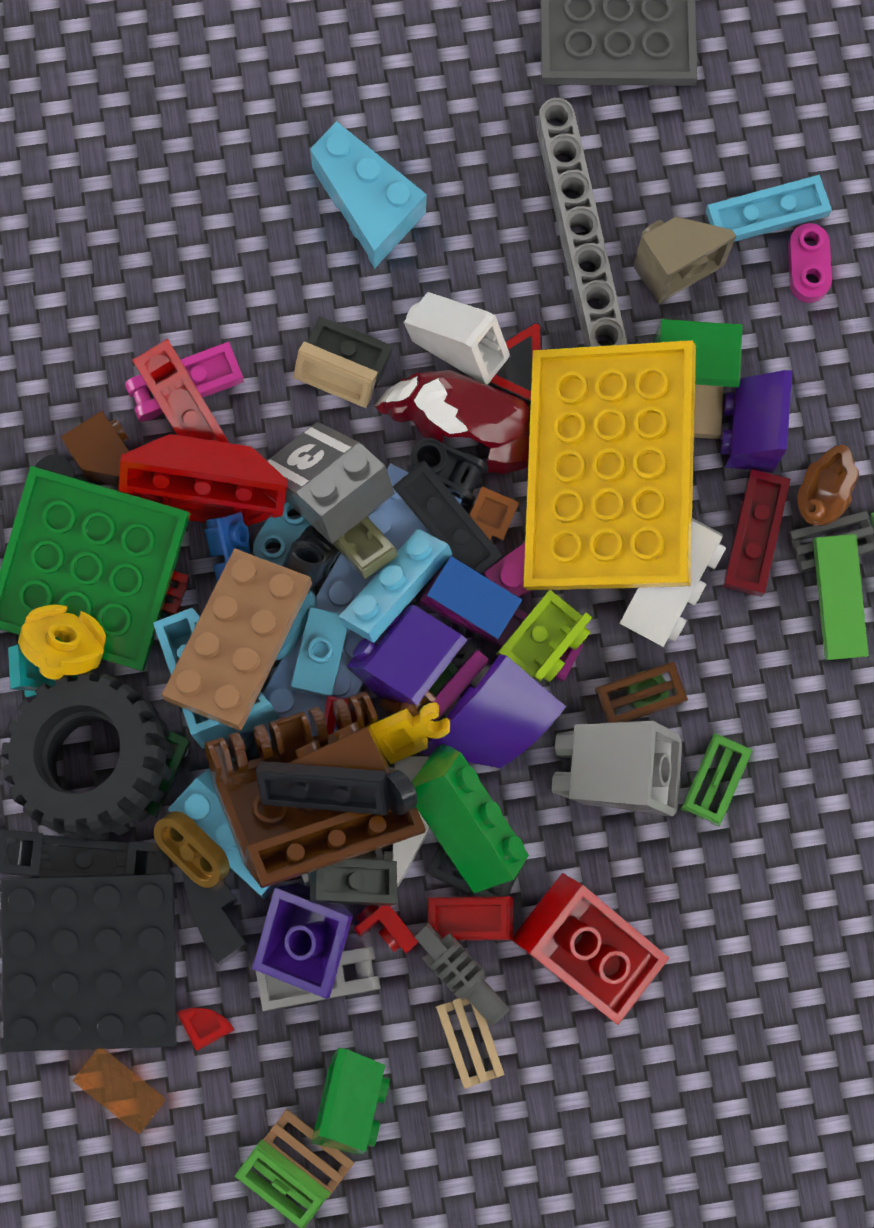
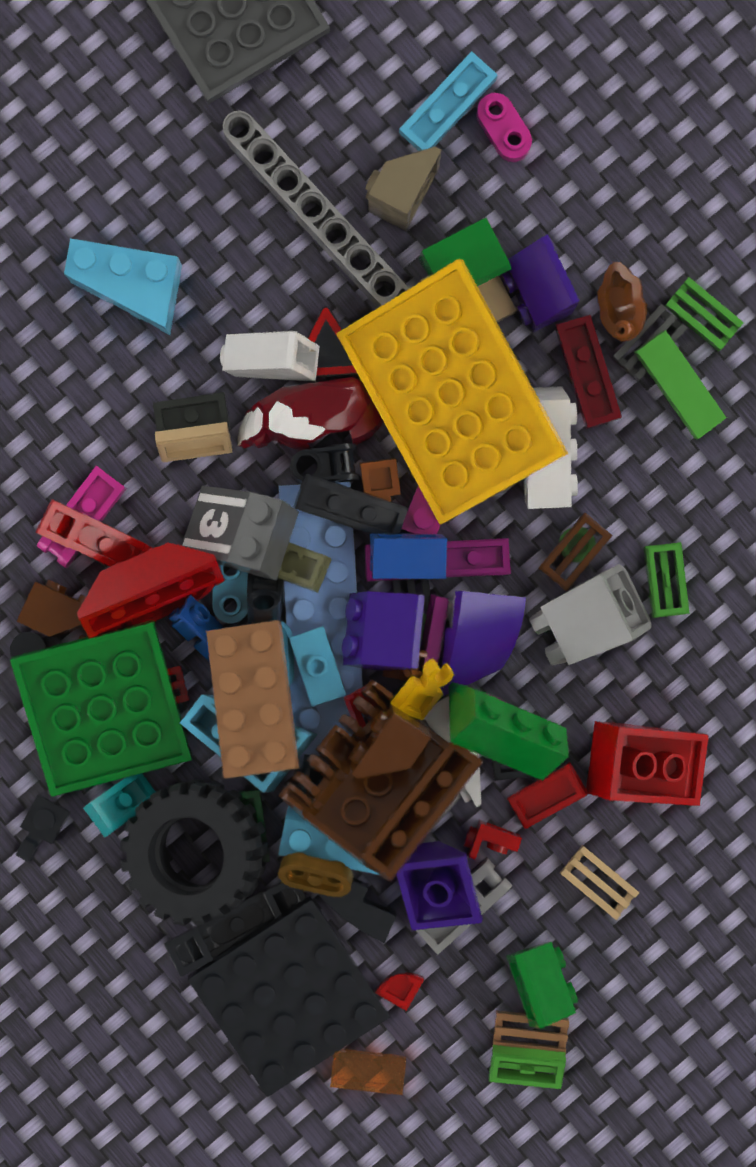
camera: 30 degrees left, 10 degrees up
(81, 645) = (121, 797): yellow plate -> none
(323, 788) = (389, 777): black tile -> none
(355, 883) = (455, 825): pearl dark grey plate -> none
(395, 585) = (344, 583): medium azure plate -> none
(401, 792) = (446, 747): black tile -> none
(460, 973) = (565, 840): dark grey hinge -> none
(545, 637) = (480, 555): lime bracket -> none

